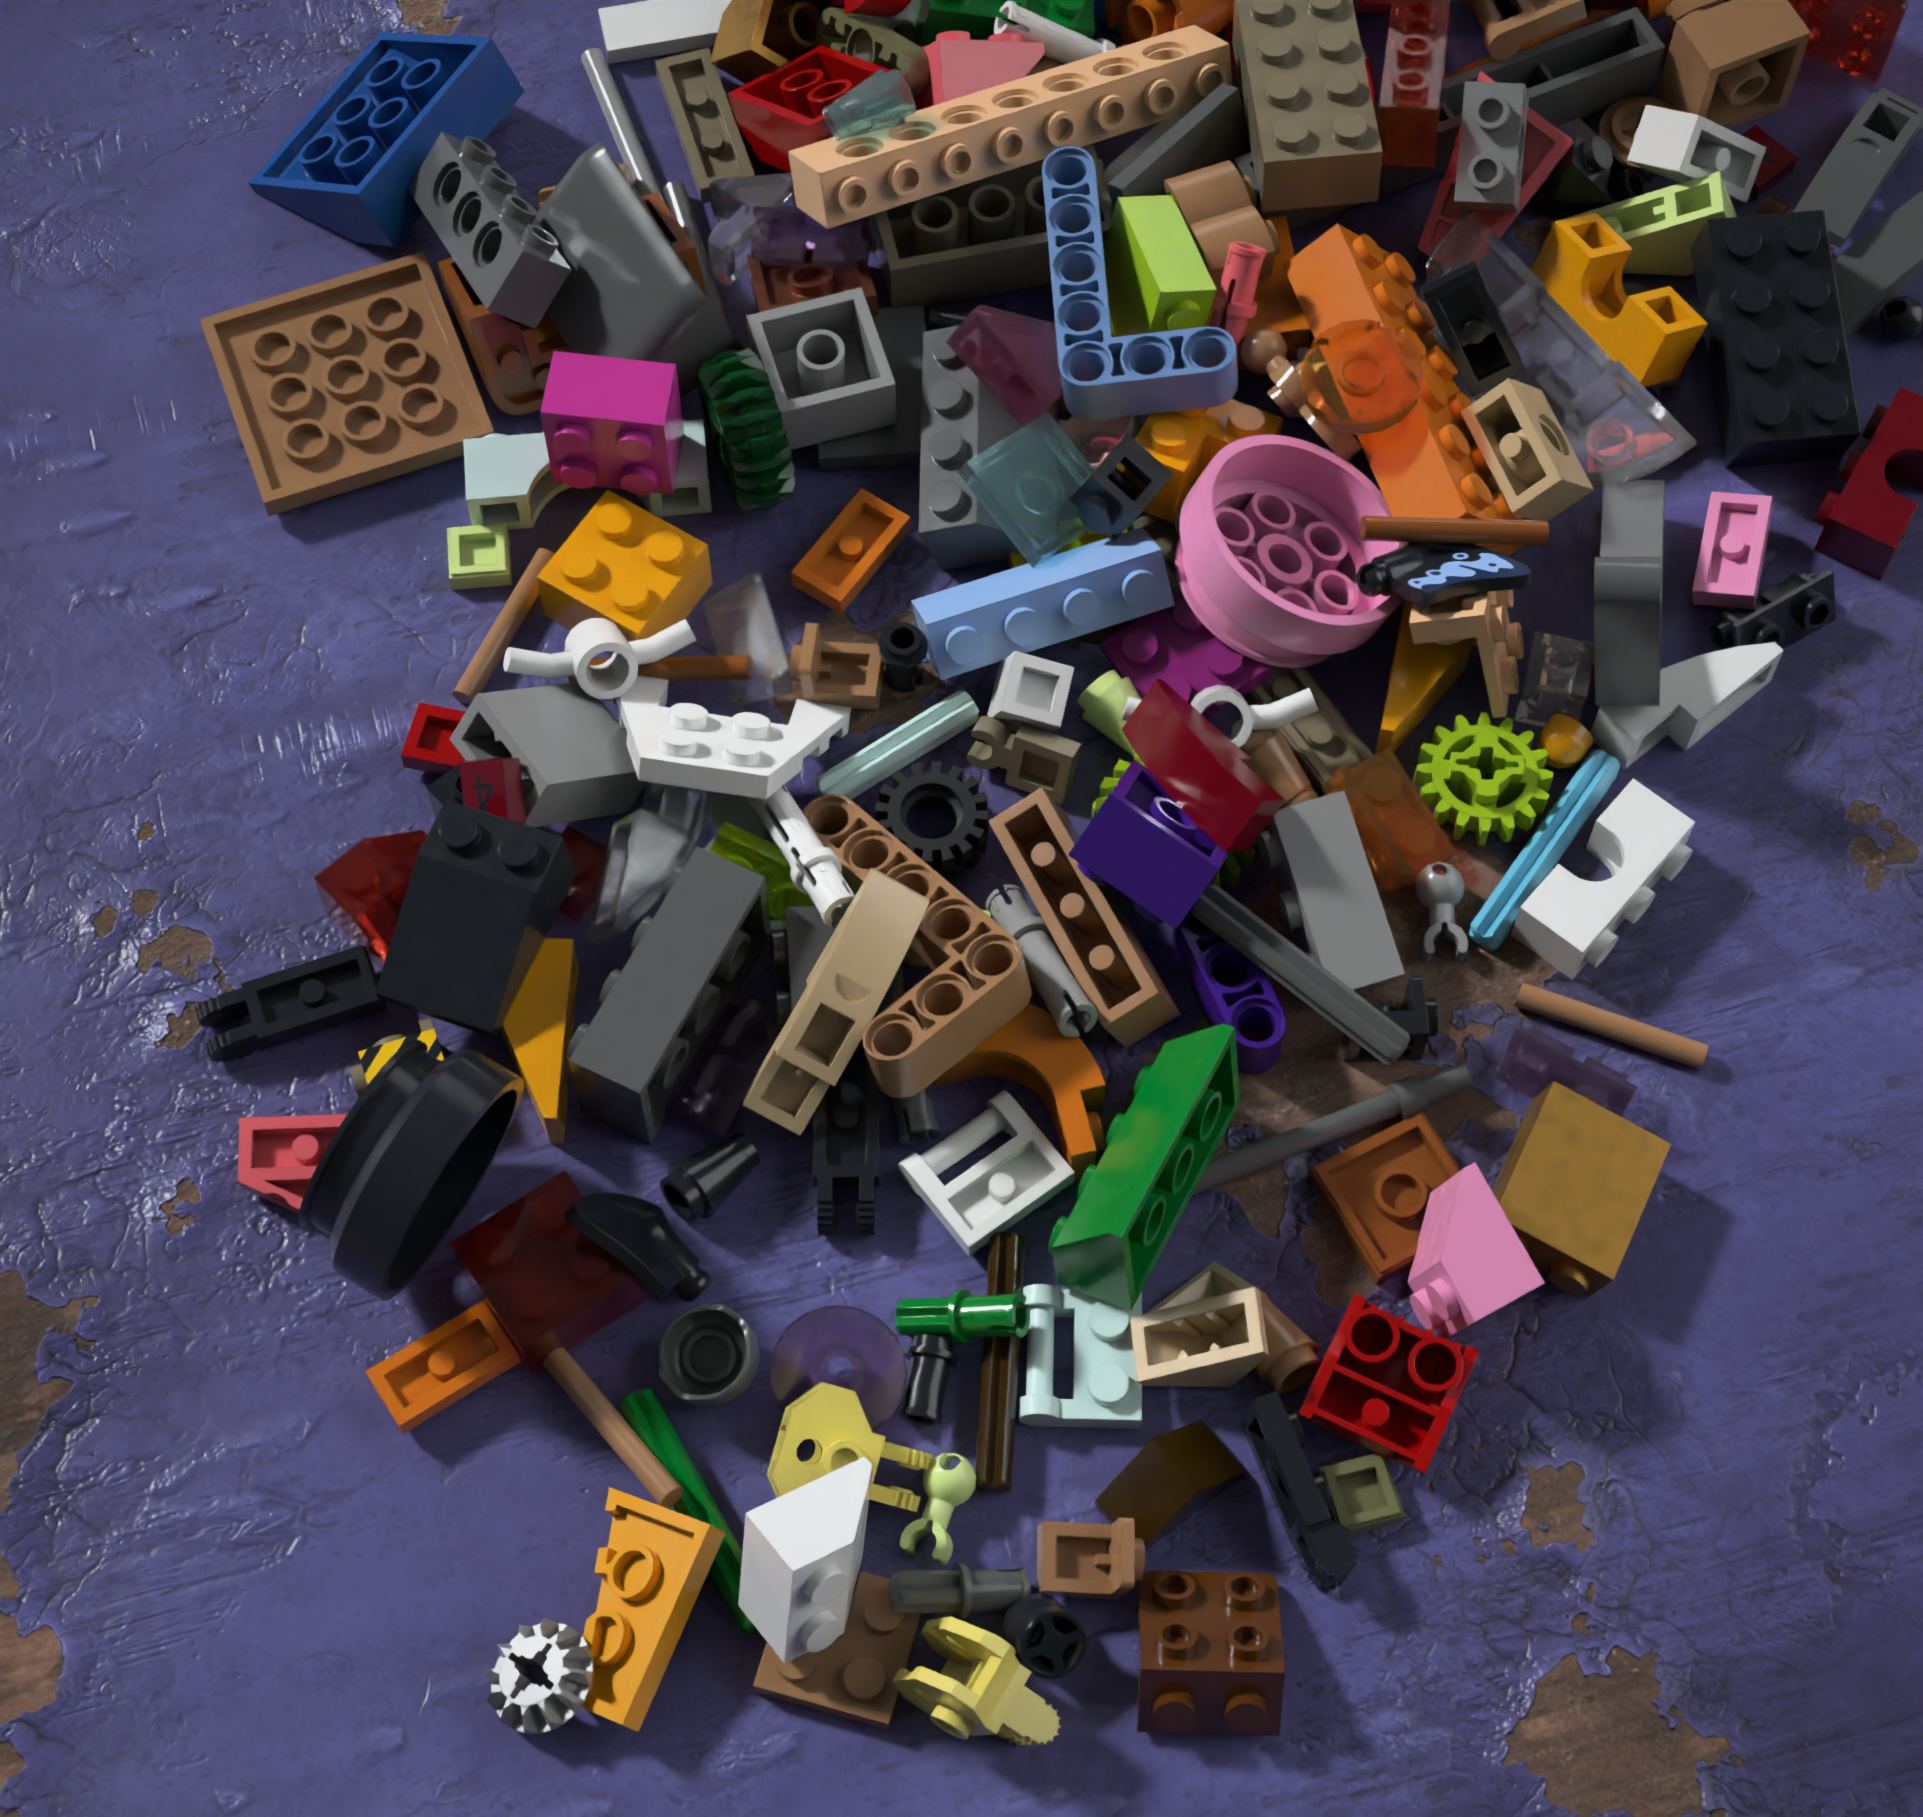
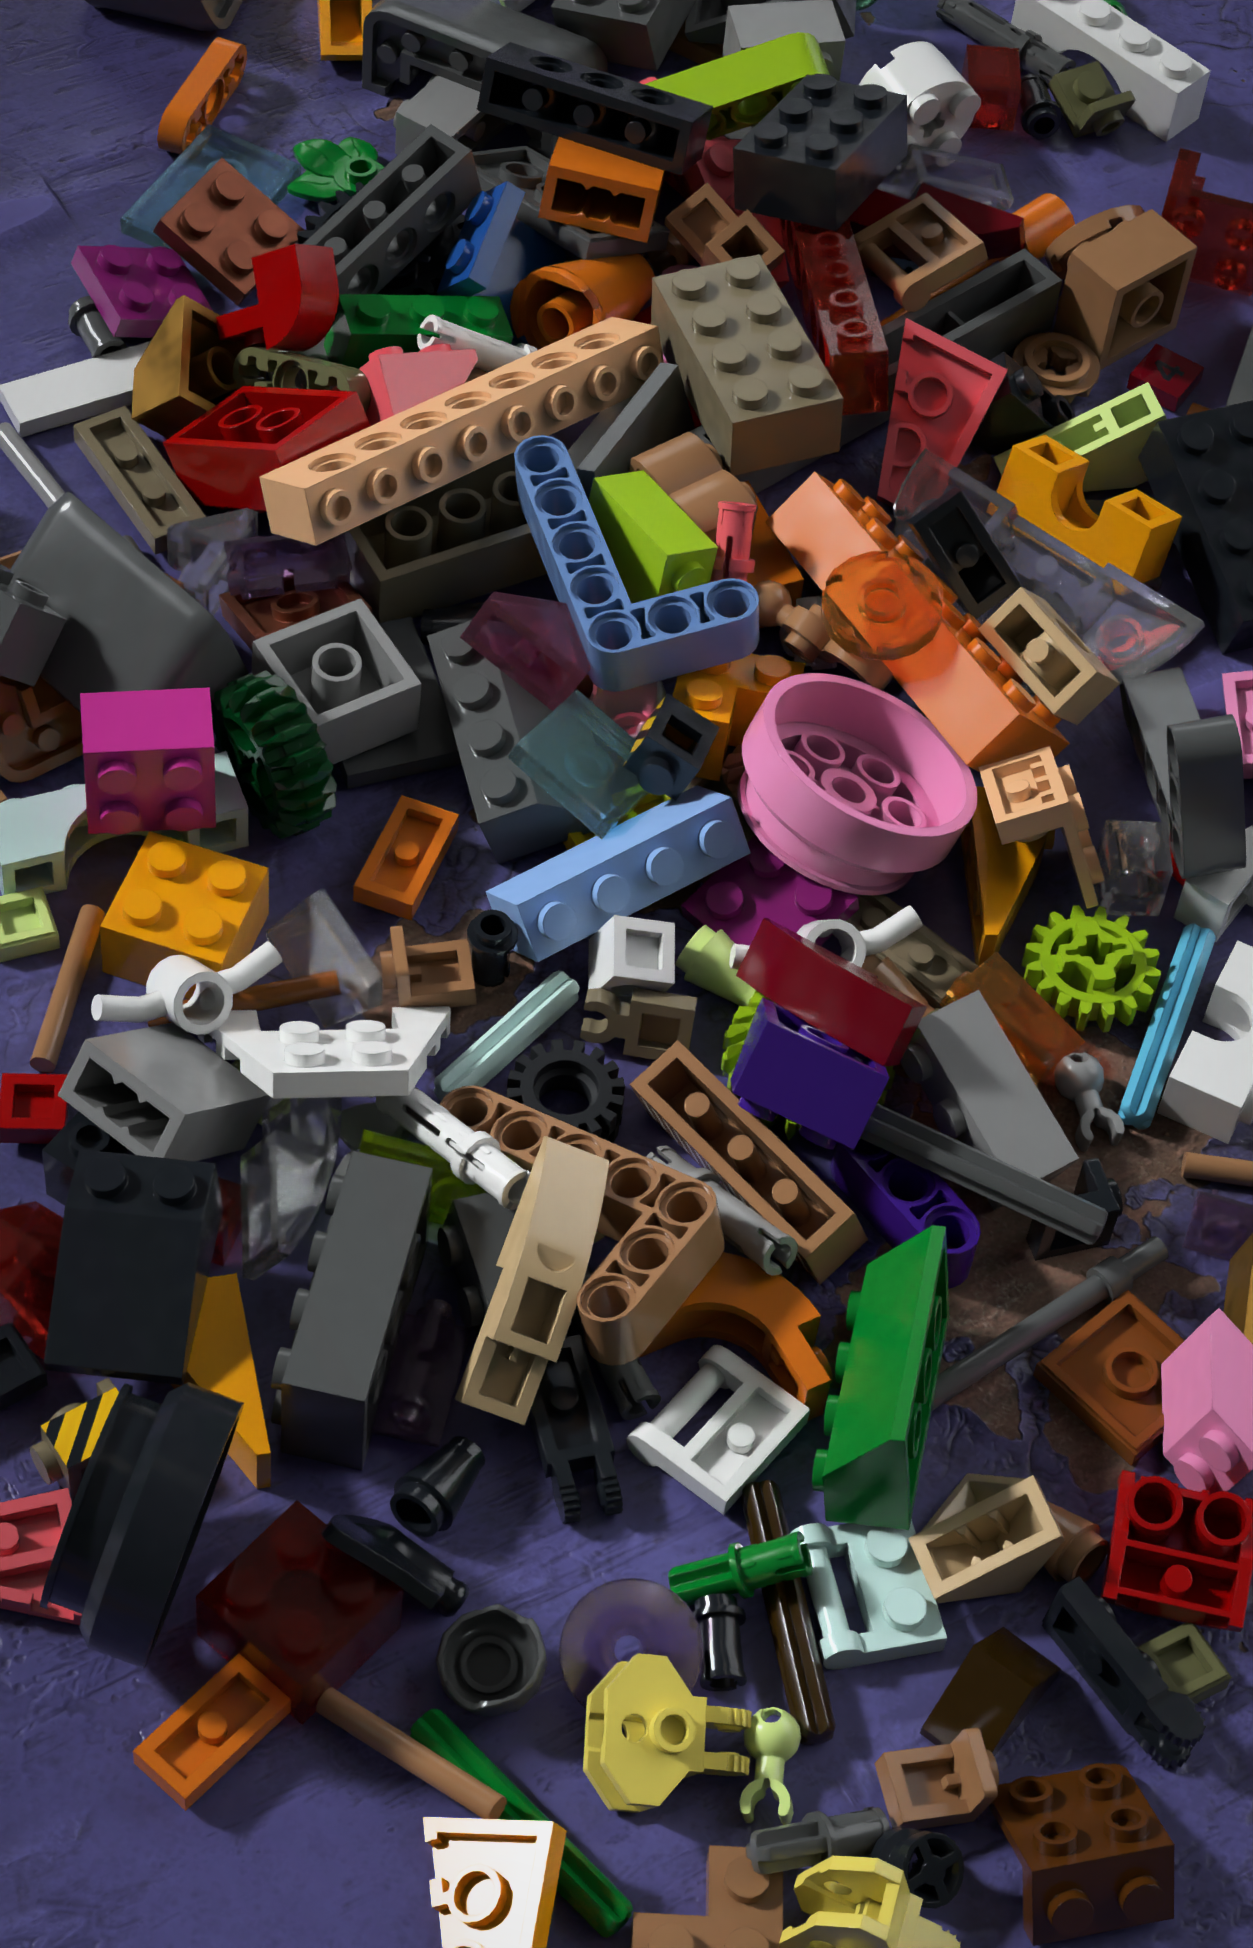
camera: 20 degrees left, 10 degrees down
(494, 787) = (124, 1128): dark red tile -> none
(805, 1560) = (664, 1837): white slope -> none
(871, 106) = (334, 421): clear light blue cone -> none
(1440, 571) = (1009, 771): black arm -> none
(1454, 530) = (1011, 733): dark orange bar -> none
(1491, 146) = (936, 384): light grey brick -> none
(1565, 741) = (1159, 918): light orange hinge -> none
(1691, 146) = (1110, 363): white slope -> none

